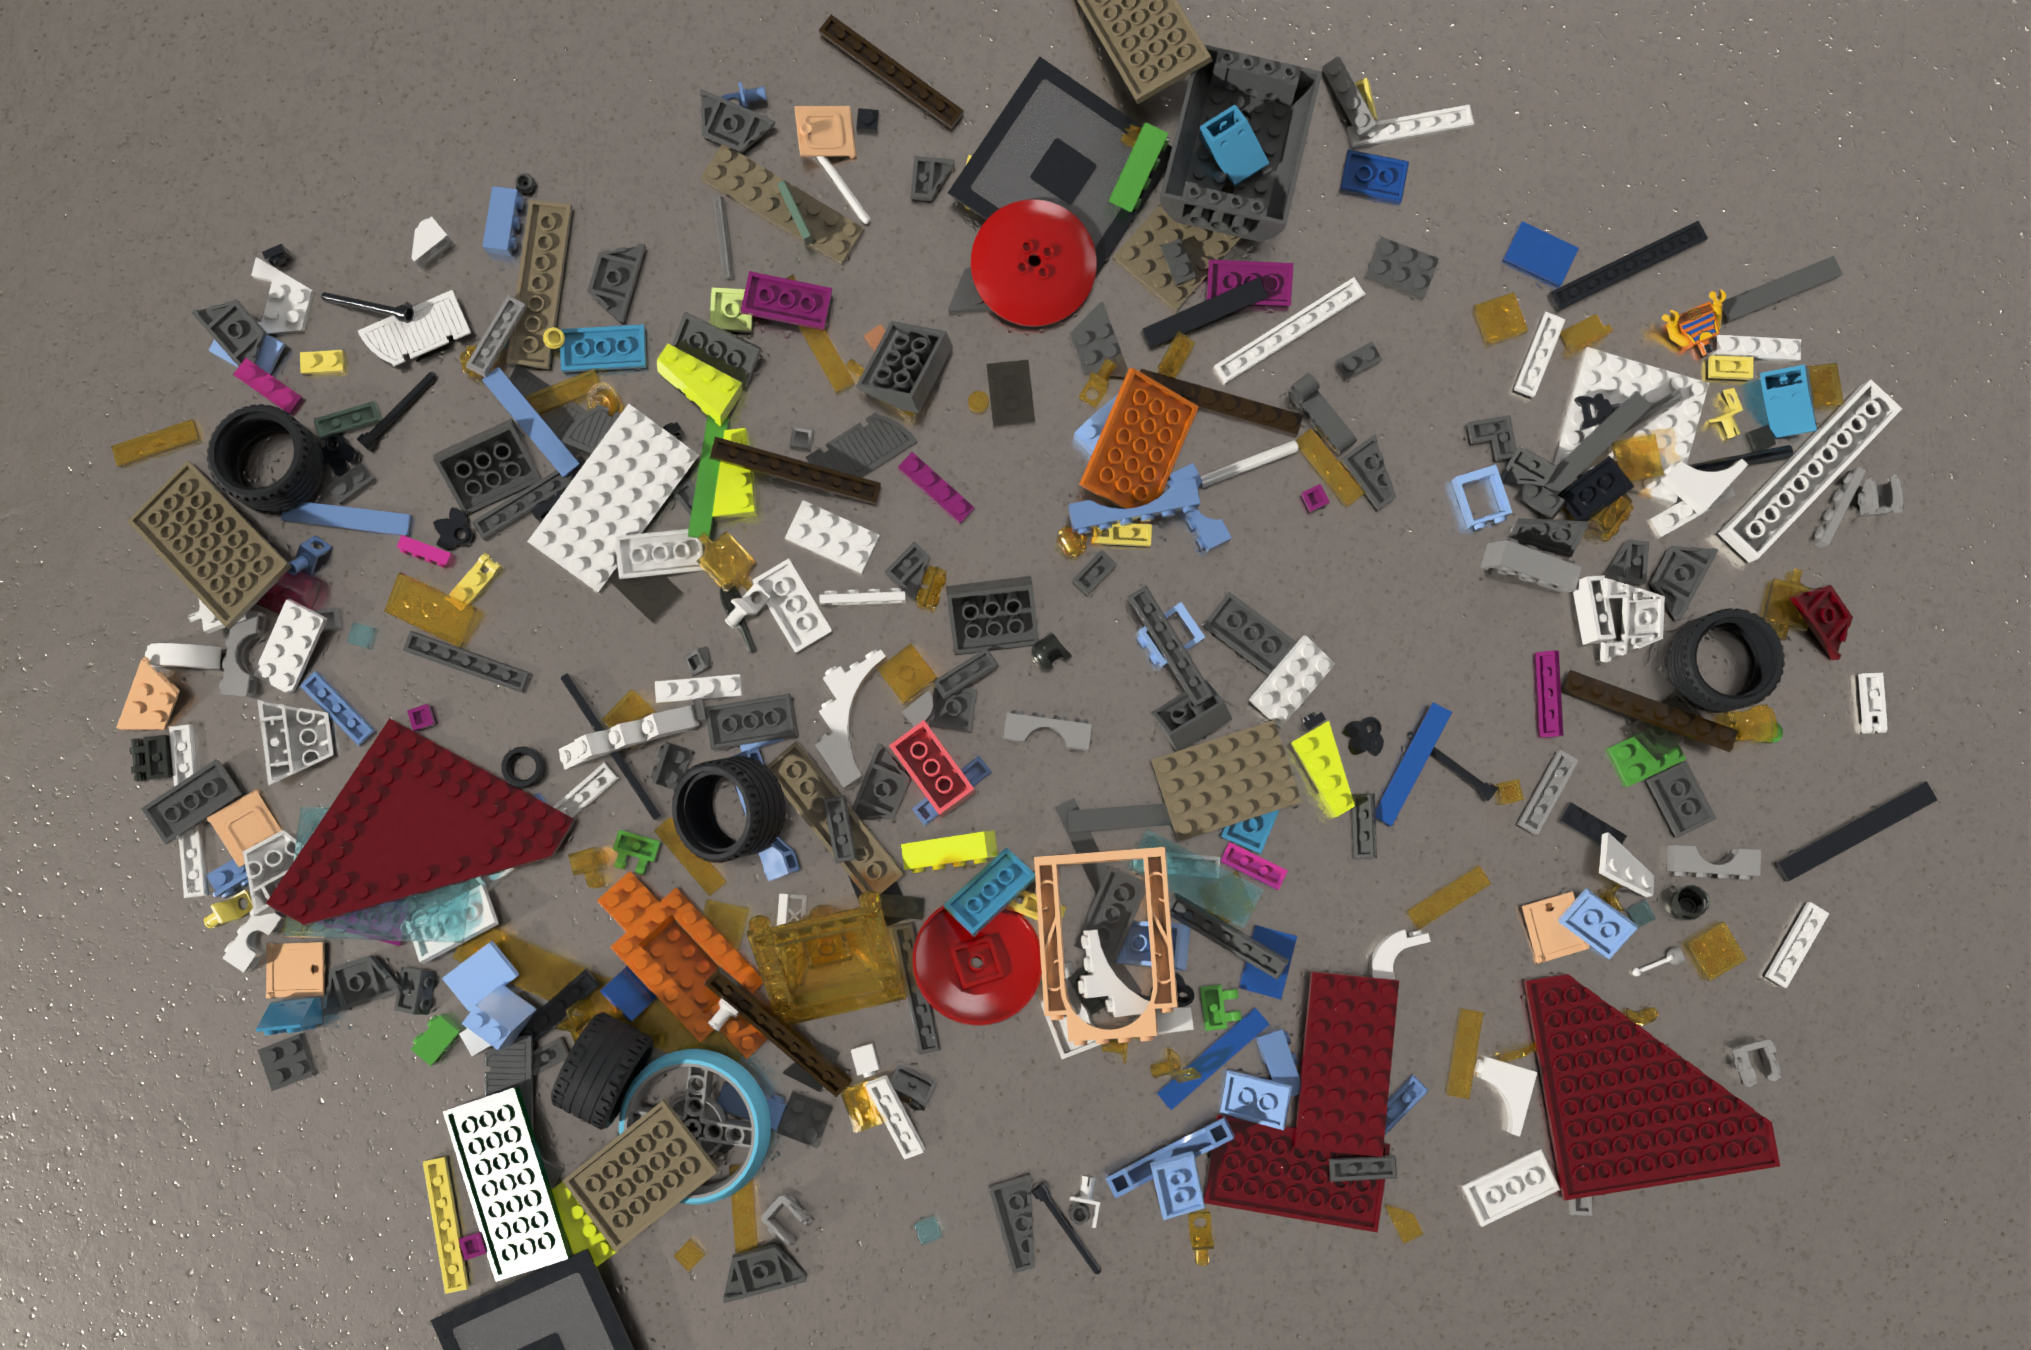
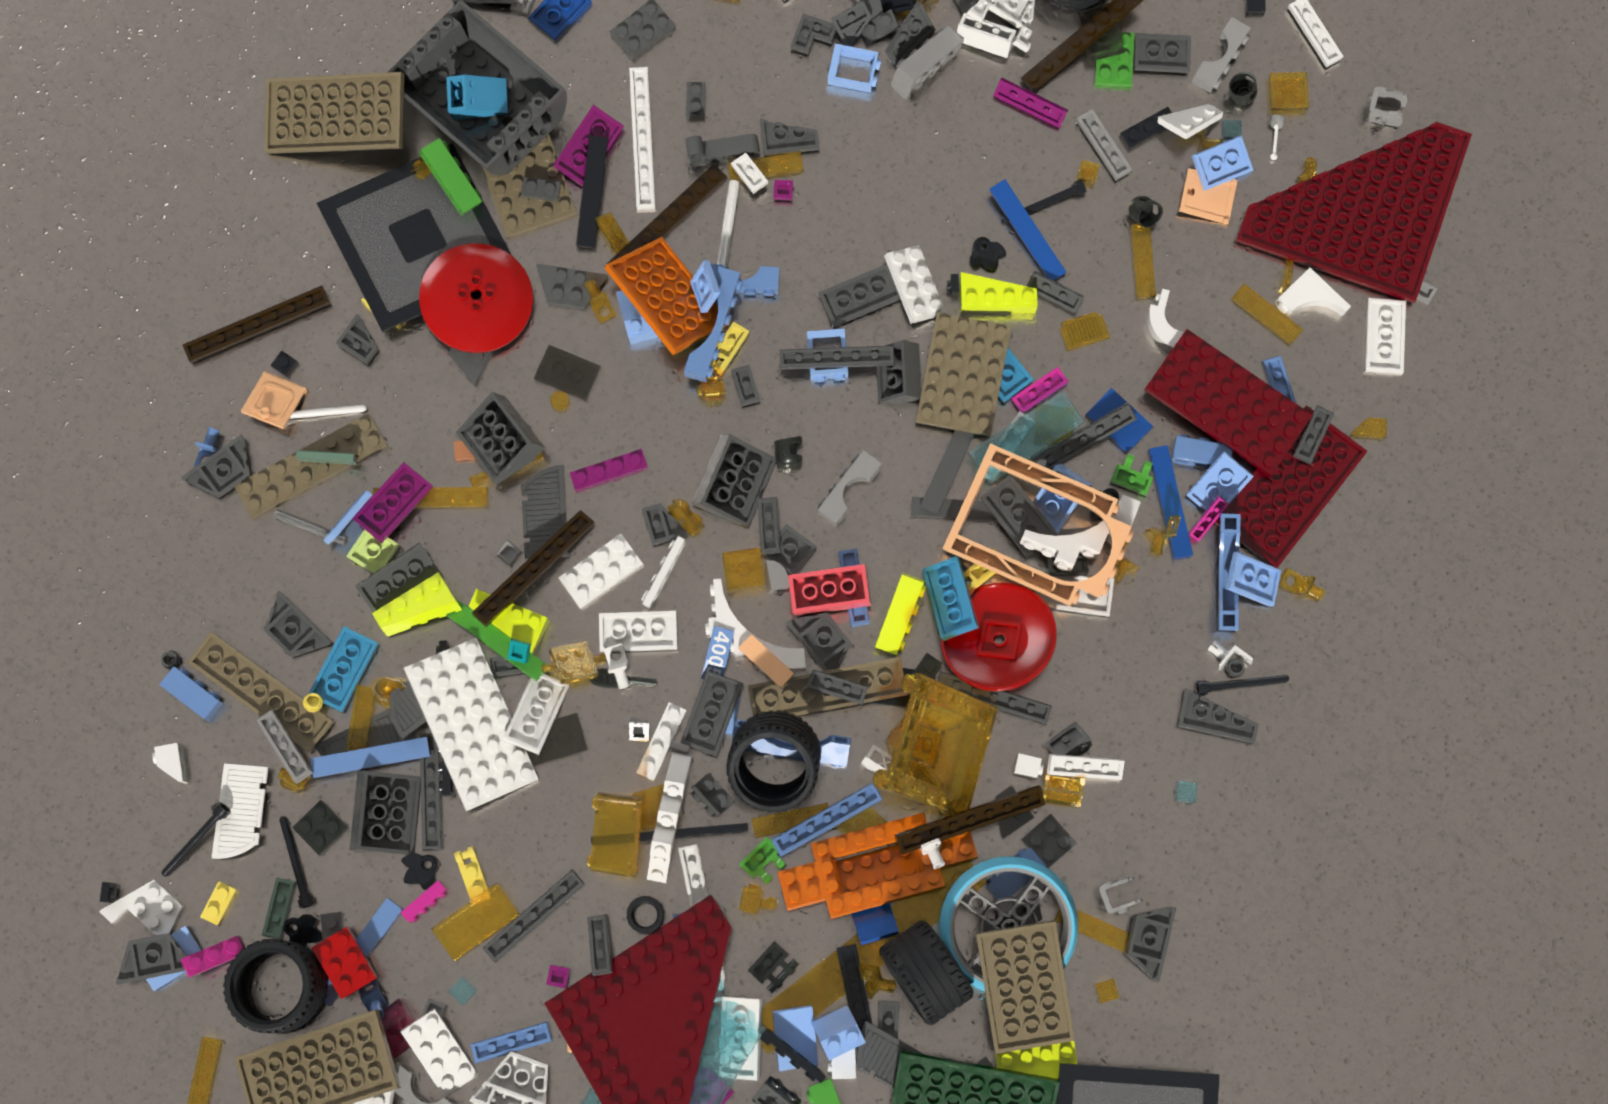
camera: 60 degrees left, 5 degrees down
(324, 510) = (344, 962): none -> red brick
(443, 414) = (320, 827): none -> pearl dark grey plate
(460, 986) = (797, 1059): none -> black plate
(470, 740) = (600, 945): none -> dark grey tile
(541, 910) = (768, 962): none -> pearl dark grey plate
(582, 696) = (616, 834): none -> clear yellow windscreen
(703, 887) = (826, 819): none -> medium blue tile
(705, 503) = (519, 651): none -> teal plate
(746, 266) = (346, 518): none -> light blue tile
(813, 694) = (718, 651): none -> medium blue sticker
(827, 746) = (766, 661): none -> light nougat tile
(1168, 476) = (705, 286): none -> light blue tile
(1216, 1106) = (1208, 518): none -> dark pink piece
(1311, 455) = (749, 173): none -> white plate
(1341, 876) = (1084, 330): none -> clear yellow window
(1498, 869) = (1141, 211): none -> pearl dark grey helmet

